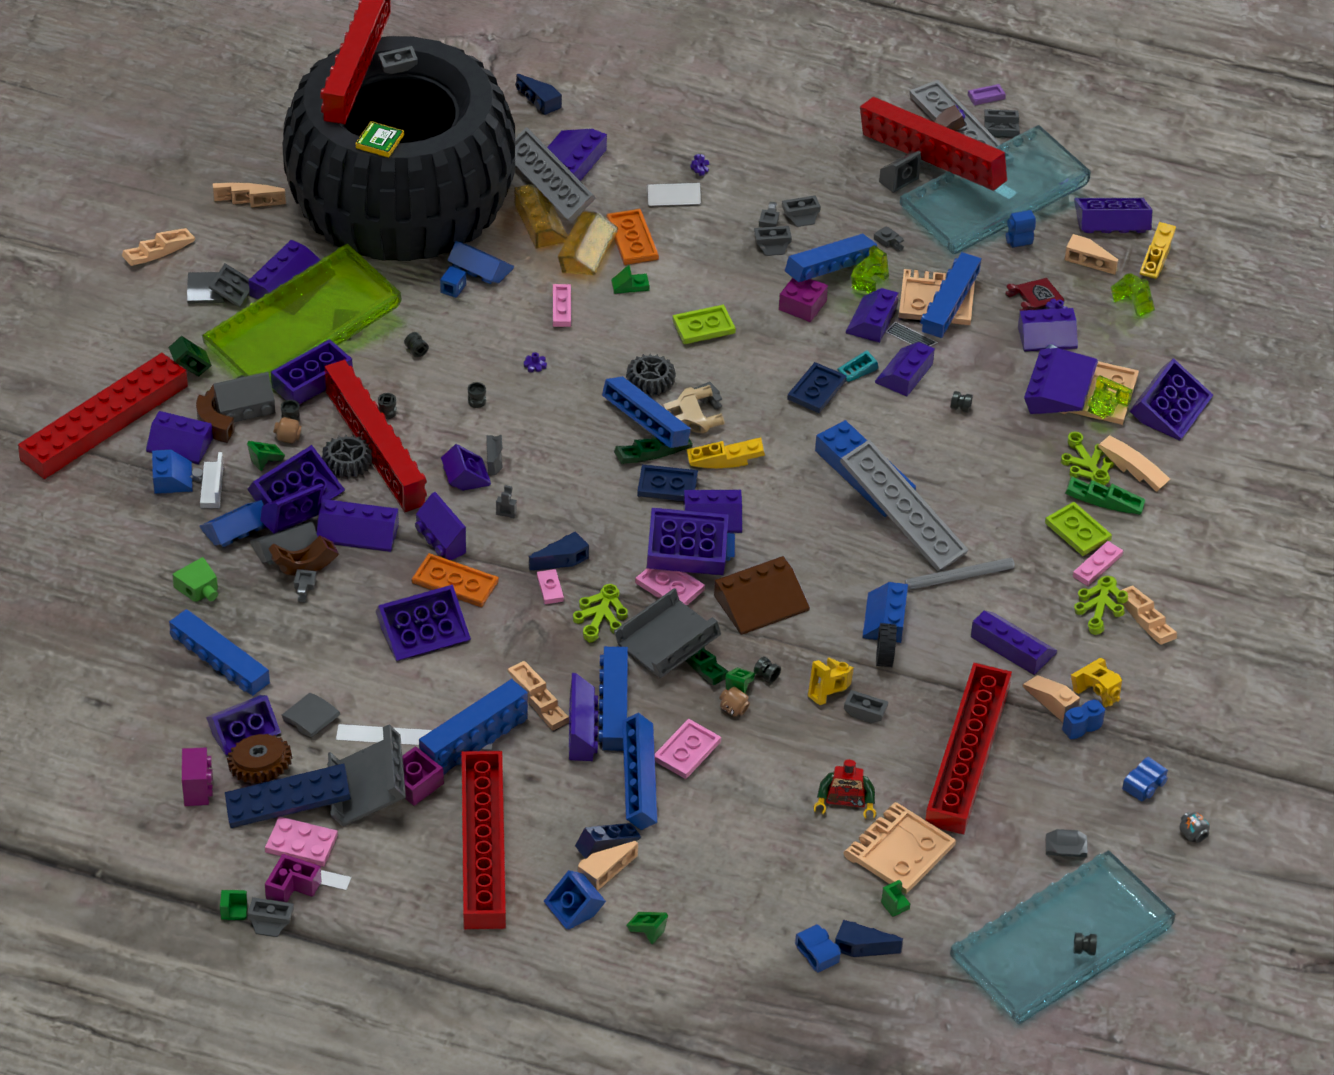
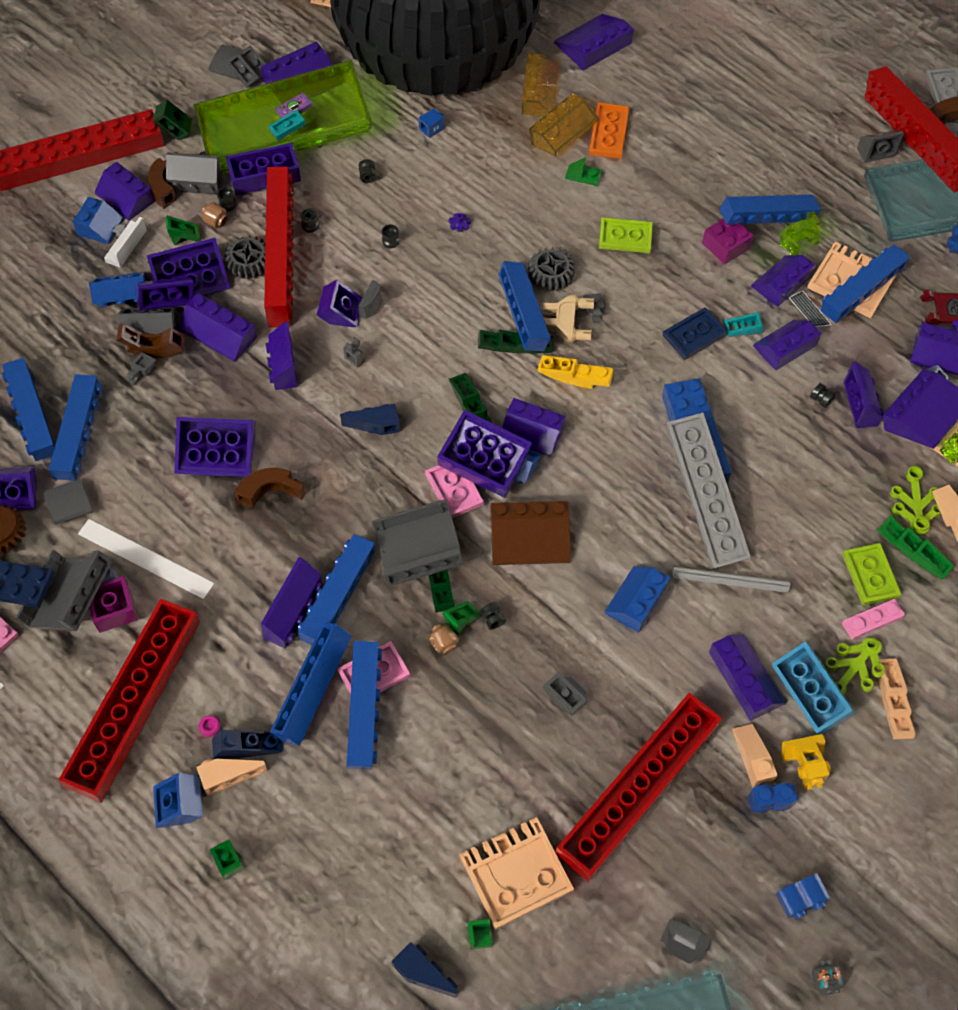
camera: 25 degrees right, 15 degrees up
(162, 245) = (217, 14): light nougat slope -> none
(196, 581) = (55, 332): bright green torso -> none
(276, 652) = (75, 427): none -> blue brick
(313, 305) = (300, 103): none -> medium lavender tile
(318, 323) = (287, 125): none -> teal plate
(469, 583) = (270, 411): orange tile -> none
(476, 725) = (188, 576): blue brick -> none
(479, 263) = (463, 112): blue slope -> none
(495, 633) = (267, 480): none -> reddish brown arch
(538, 696) = (271, 558): light nougat slope -> none
(550, 586) = (348, 449): bright pink plate -> none
(551, 176) = (563, 51): light grey plate -> none
(561, 305) = (511, 175): bright pink plate -> none
(564, 840) = (209, 726): none -> dark pink tile
(608, 594) = (377, 491): lime plant -> none
(633, 505) = (468, 396): none -> dark green slope
(666, 482) = (507, 381): dark blue plate -> none
(673, 194) = (665, 102): white panel -> none
(696, 770) = (362, 705): none -> blue brick
(699, 165) = (702, 82): dark purple plant -> none
(769, 217) = (737, 151): dark grey plate -> none
(773, 239) = (730, 173): dark grey slope -> none
(802, 210) = (771, 153): dark grey slope -> none
(818, 948) = (372, 960): blue brick -> none
(834, 678) = (538, 655): yellow tile -> none
(847, 787) = (496, 783): torso -> none
(886, 645) = (615, 636): black tyre -> none
(889, 237) = (837, 205): dark grey plate -> none
(997, 391) = (862, 397): none -> dark purple slope
(1075, 626) = (813, 688): none -> dark azure brick

